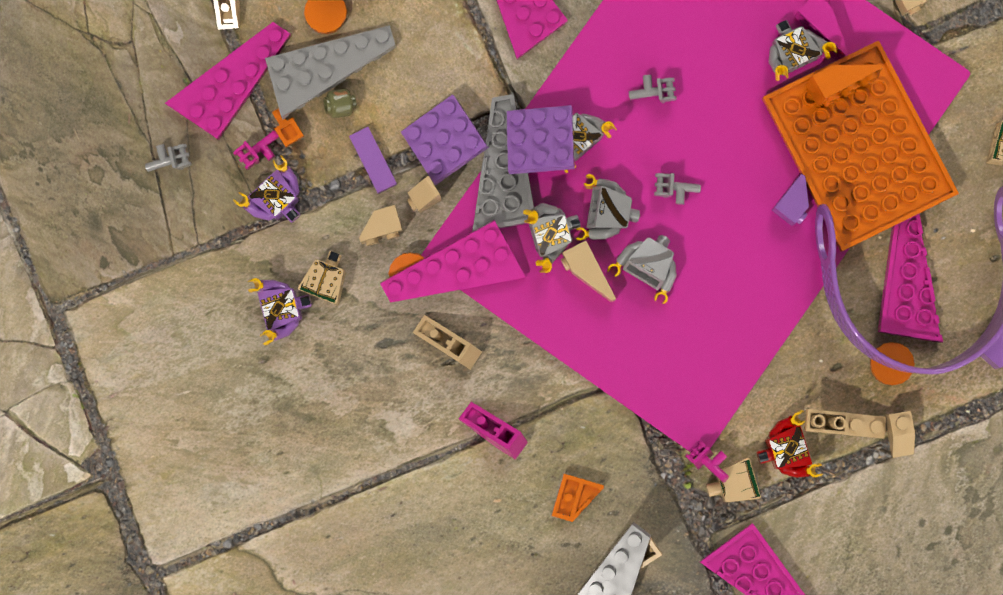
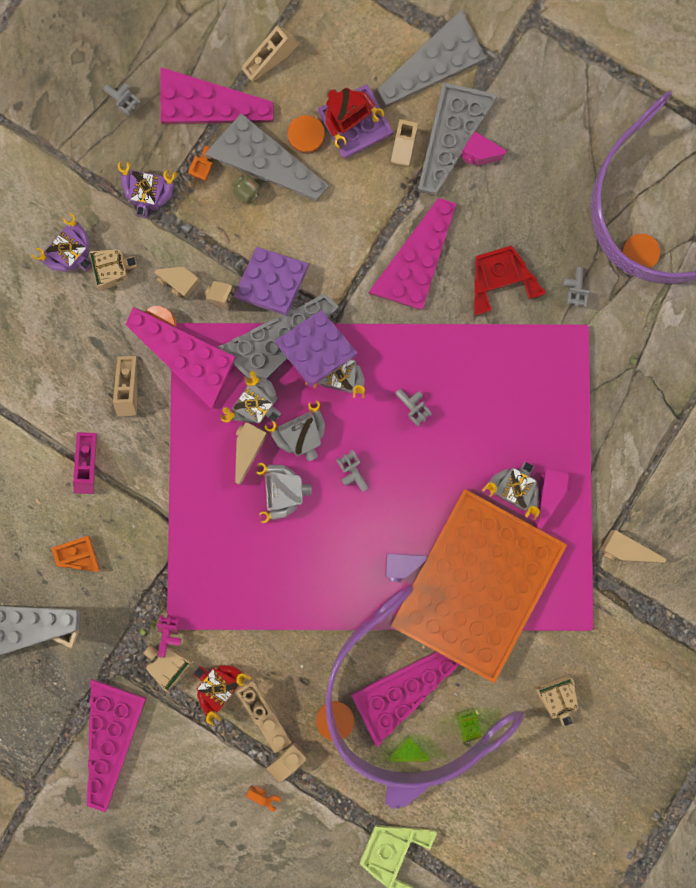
camera: 45 degrees right, 0 degrees up
(252, 151) = (177, 156): dark pink arm -> none
(373, 160) = (222, 241): medium lavender tile -> none
(840, 80) = (511, 533): orange slope -> none
(913, 479) = (259, 796): none -> orange plate
(966, 315) = (408, 751): none -> clear neon green slope
(979, 244) = (468, 725): none -> clear neon green slope

